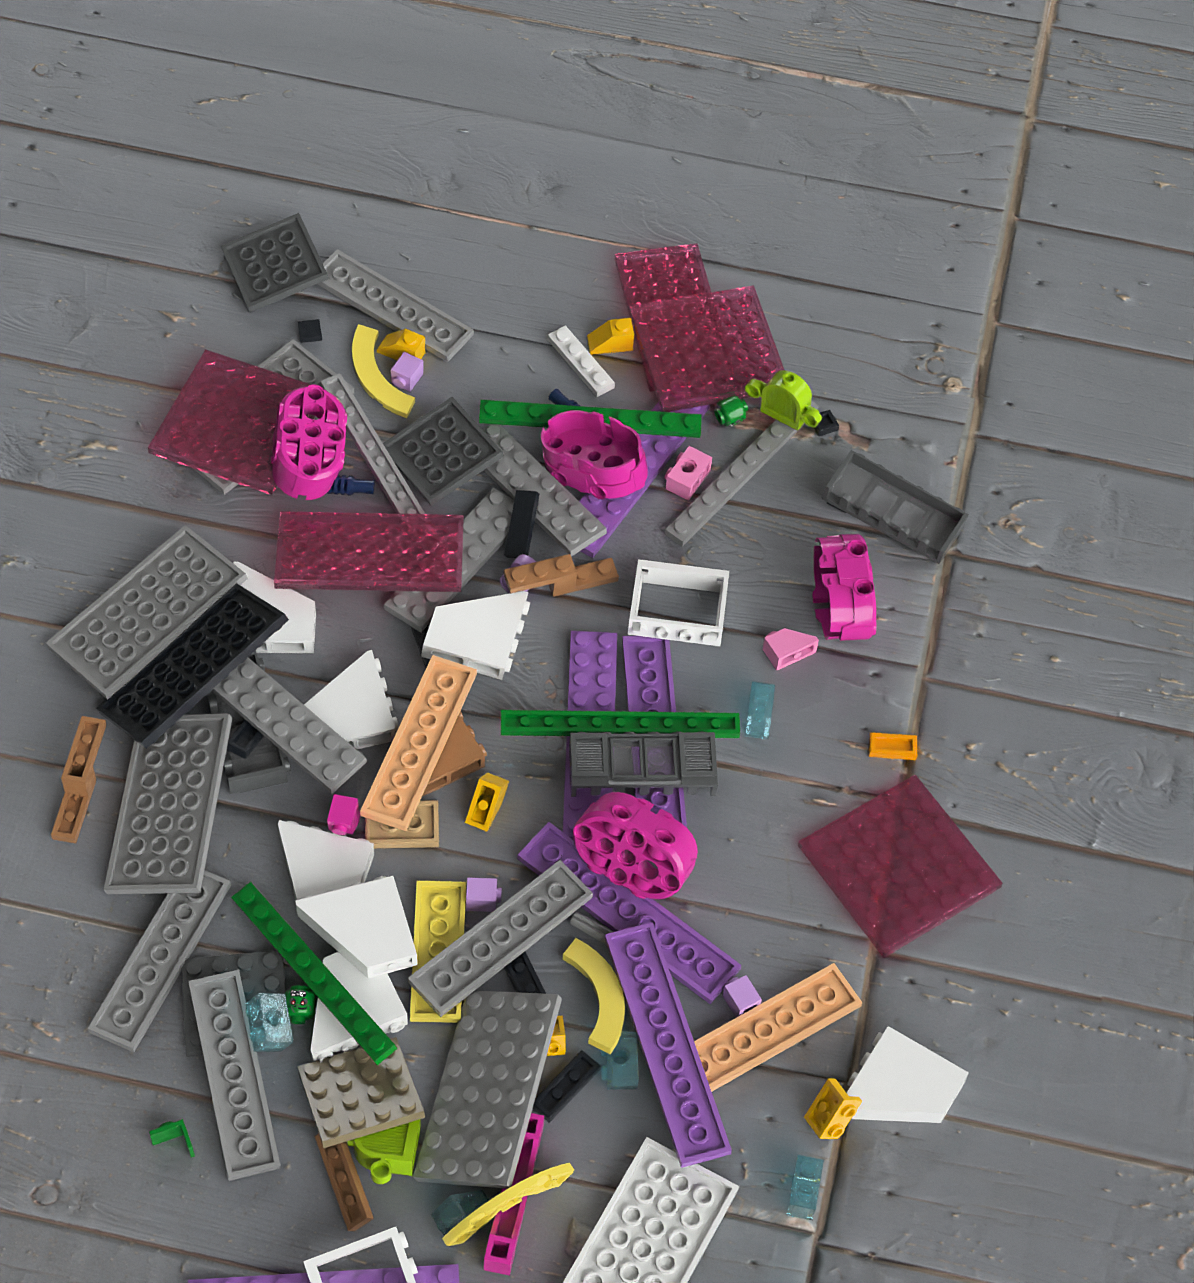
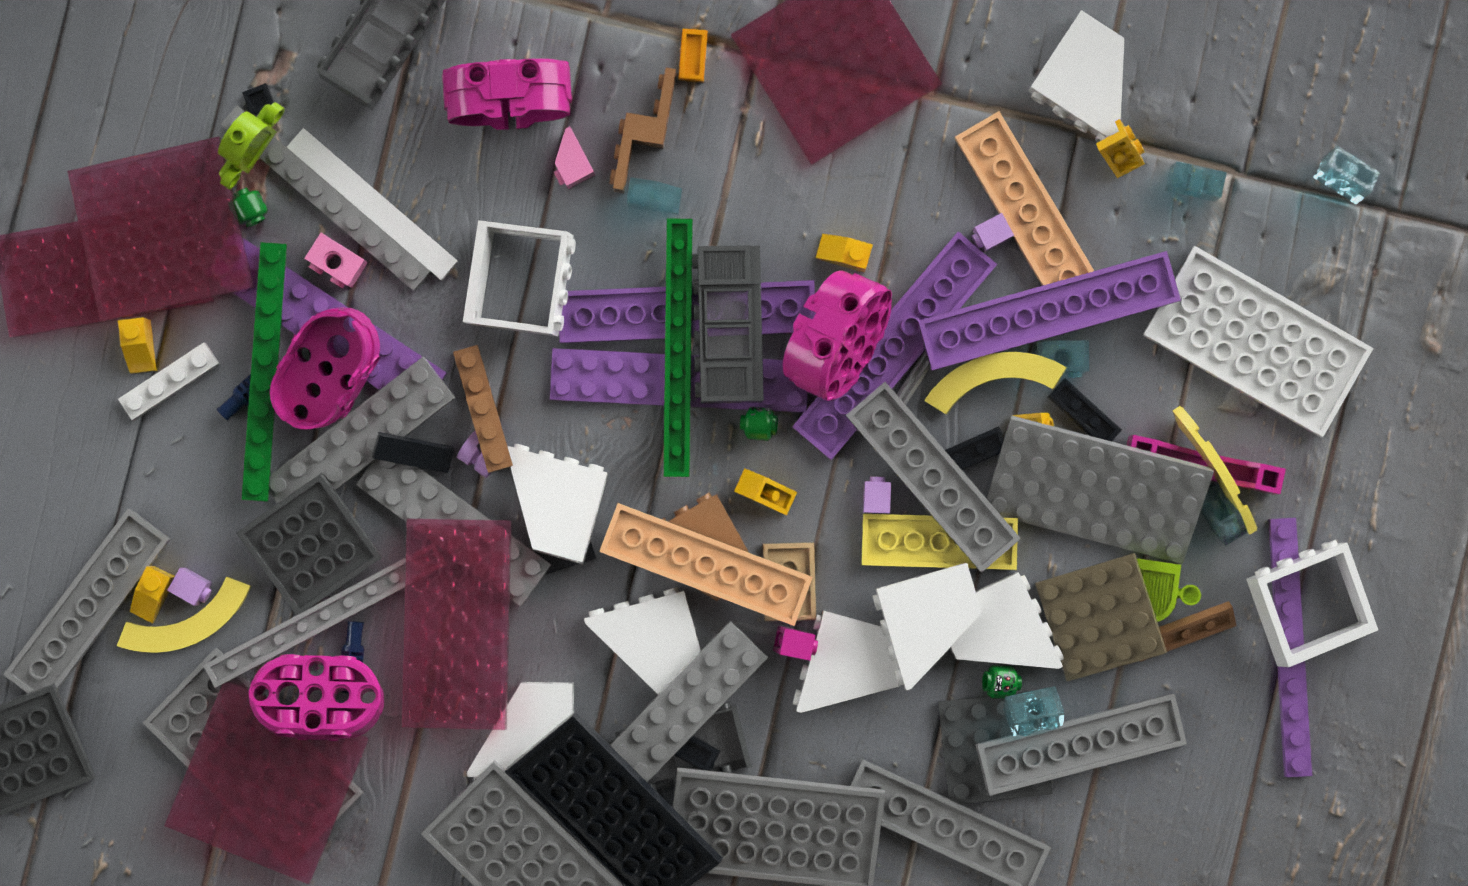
camera: 85 degrees left, 30 degrees up
(169, 1131) = (1135, 804): green bracket -> none
(309, 331) = (124, 703): black tile -> none
(314, 973) = (974, 669): green plate -> none
(551, 795) = (759, 423): none -> green head
(715, 871) = (844, 252): none -> yellow slope
(738, 502) = (372, 204): none -> white tile
(820, 702) = (643, 130): none -> medium nougat bracket

